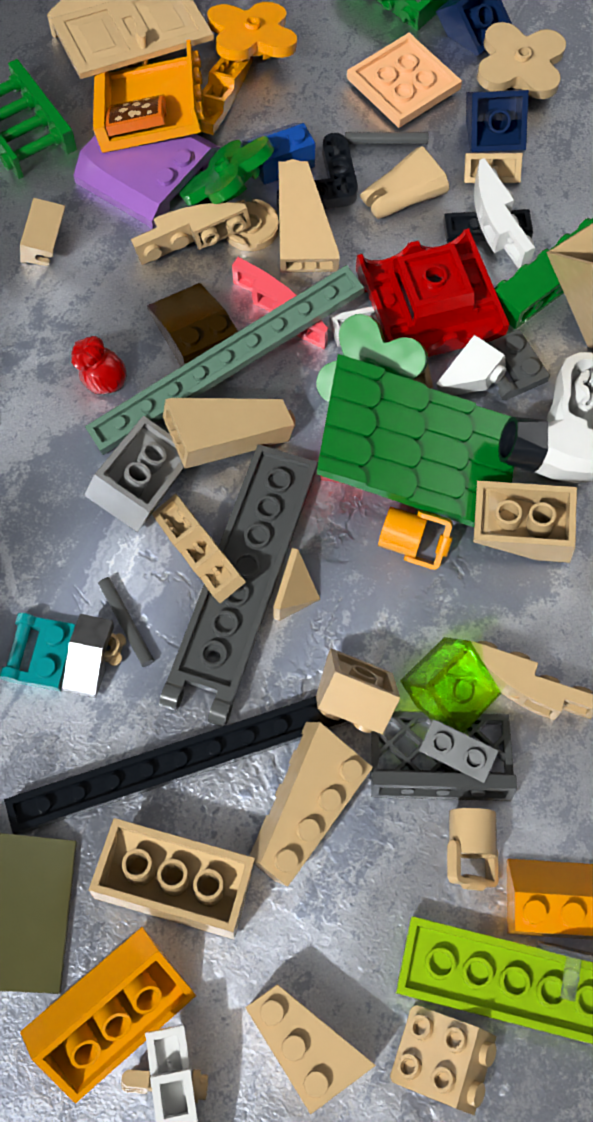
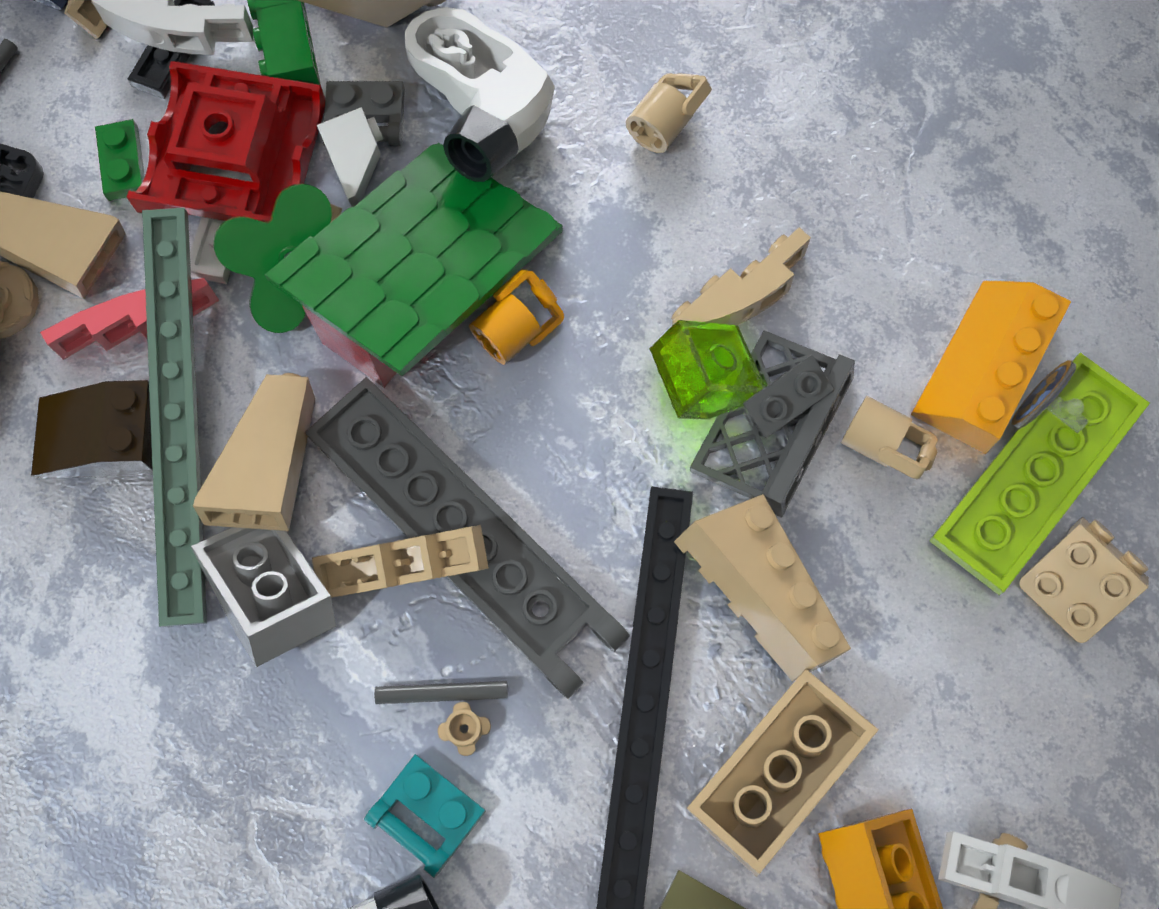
camera: 60 degrees left, 5 degrees up
(85, 655) = (465, 755): slope -> none
(98, 366) = (83, 573): red hair -> none
(295, 588) = (505, 477): tan slope -> none
(306, 1048) = (1025, 712): tan wedge -> none
(357, 692) = (670, 468): tan slope -> none
(387, 239) = (119, 158): none -> green plate
(408, 183) = (62, 97): tan piece -> none
(527, 519) = (564, 192): tan slope -> none

